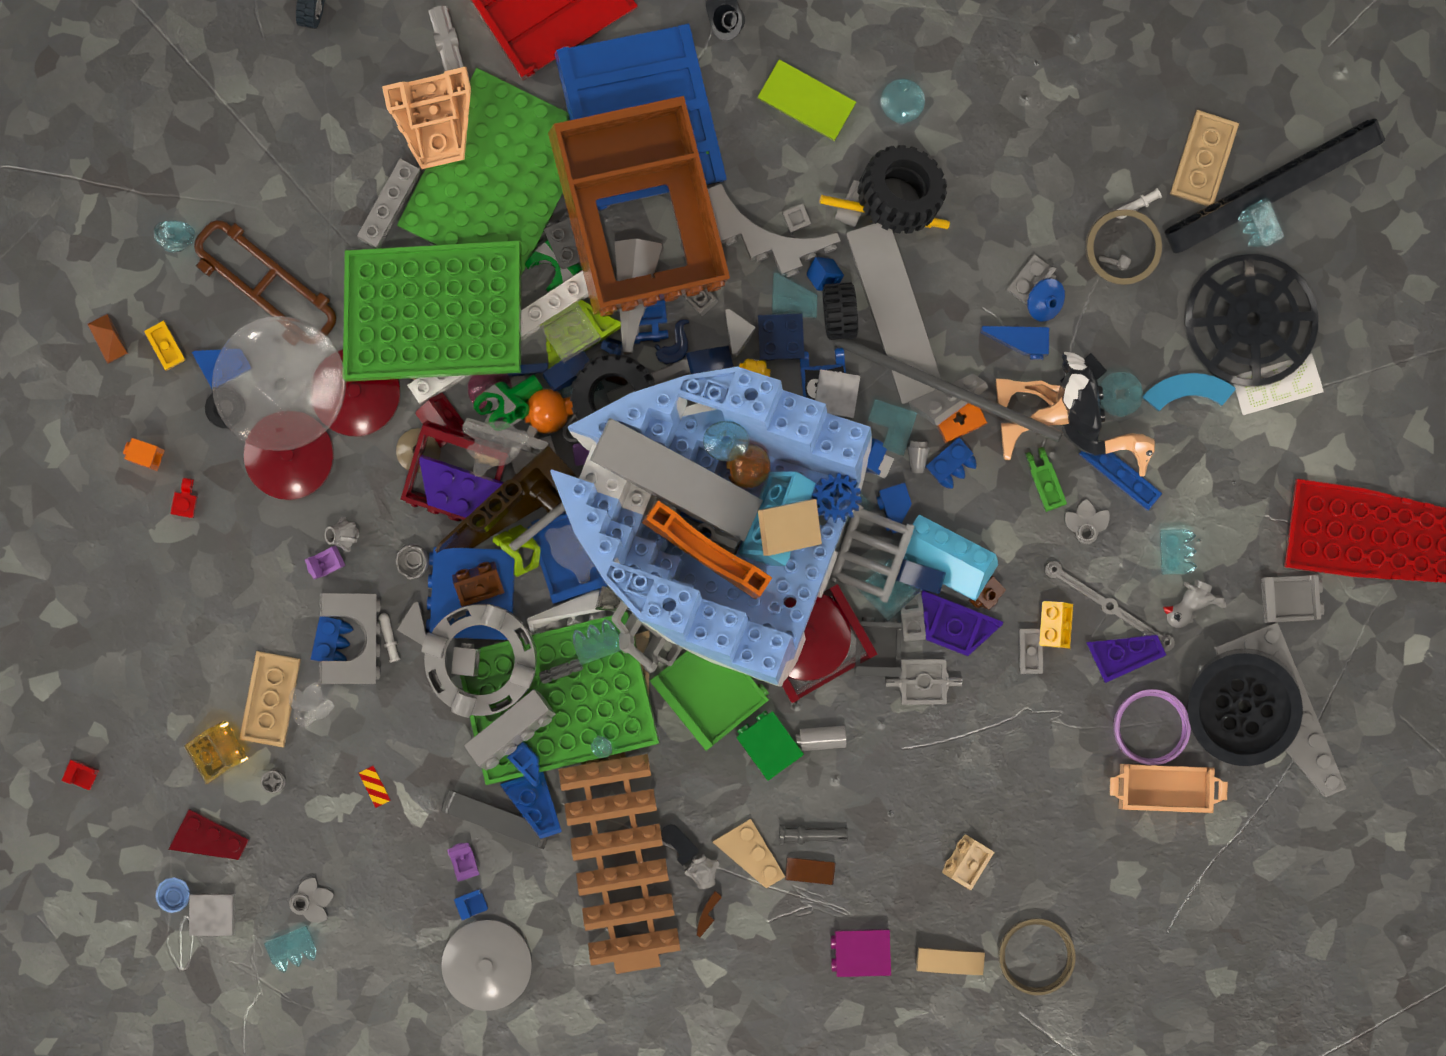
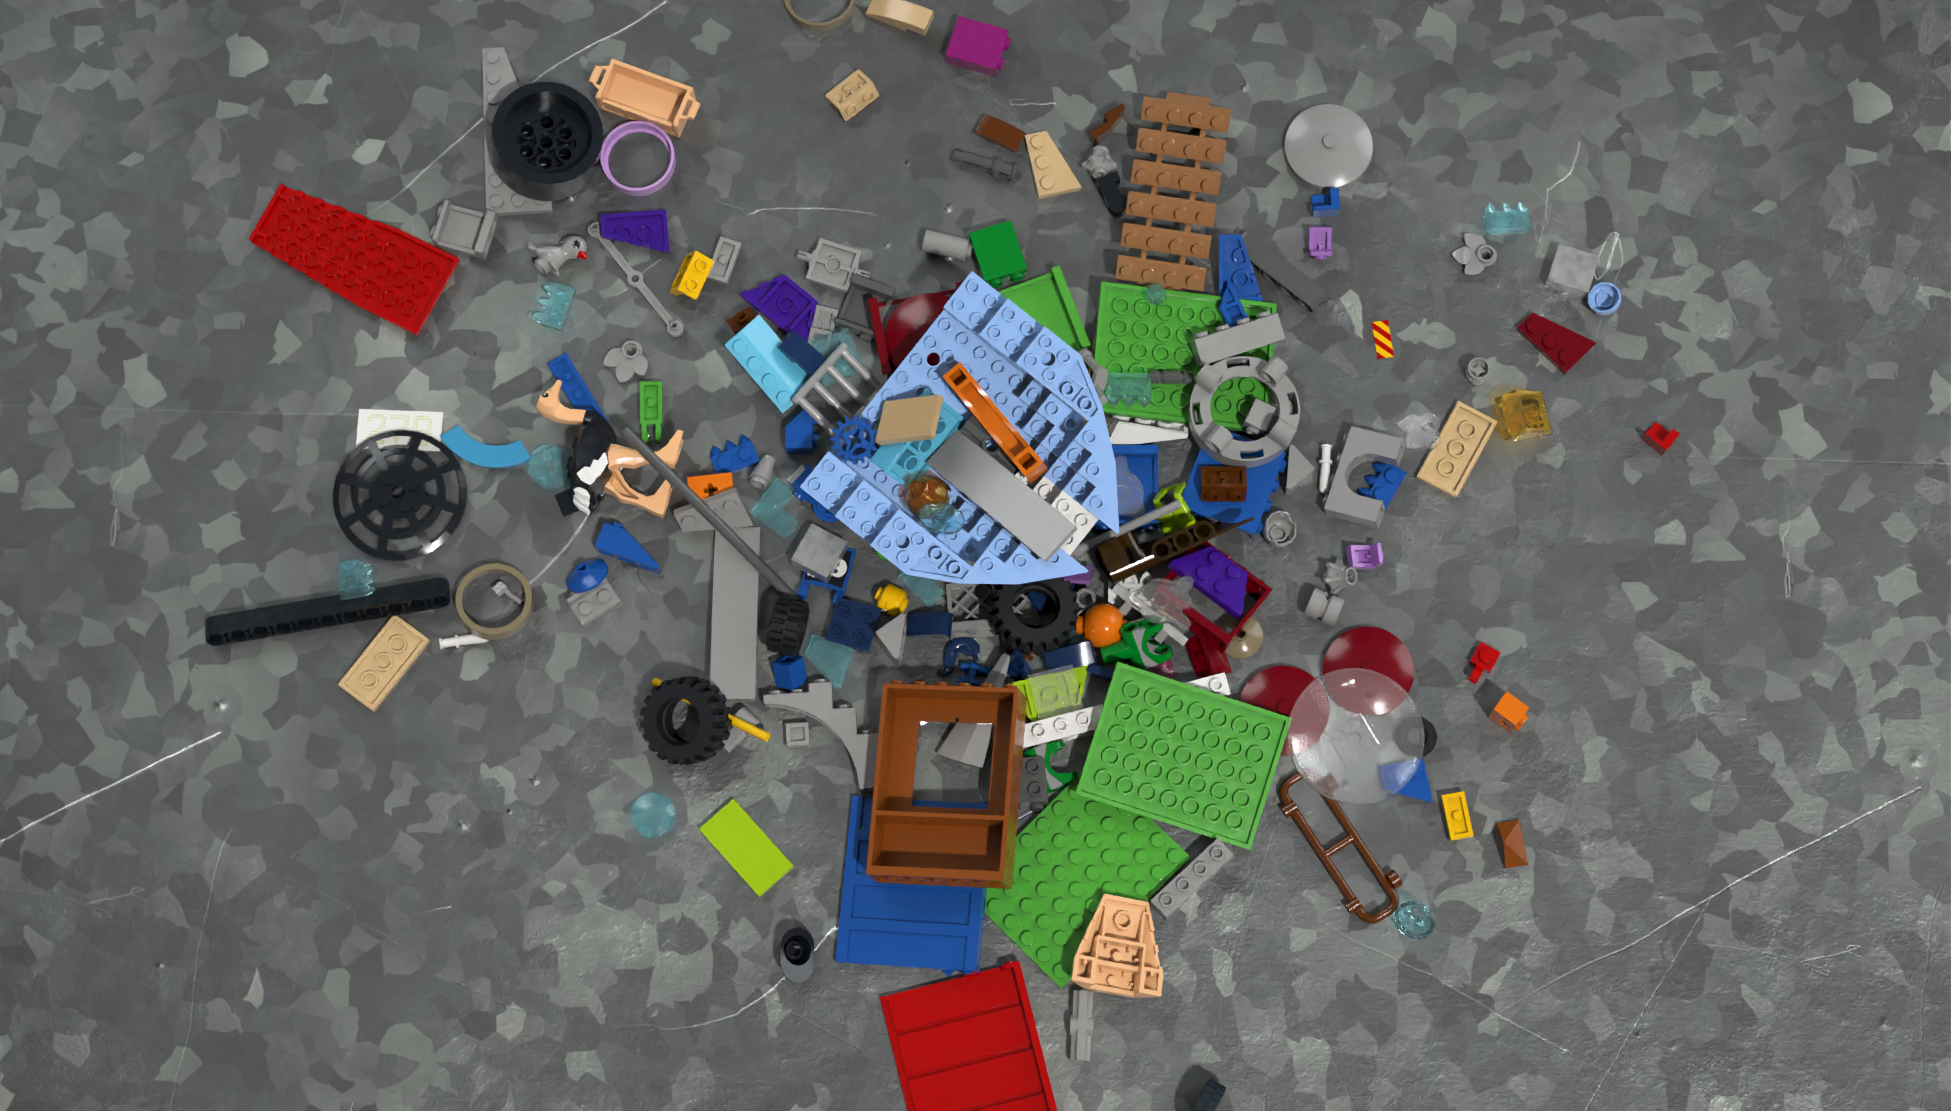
camera: 155 degrees left, 10 degrees down
(347, 501) = (1324, 607): none -> light grey wheel

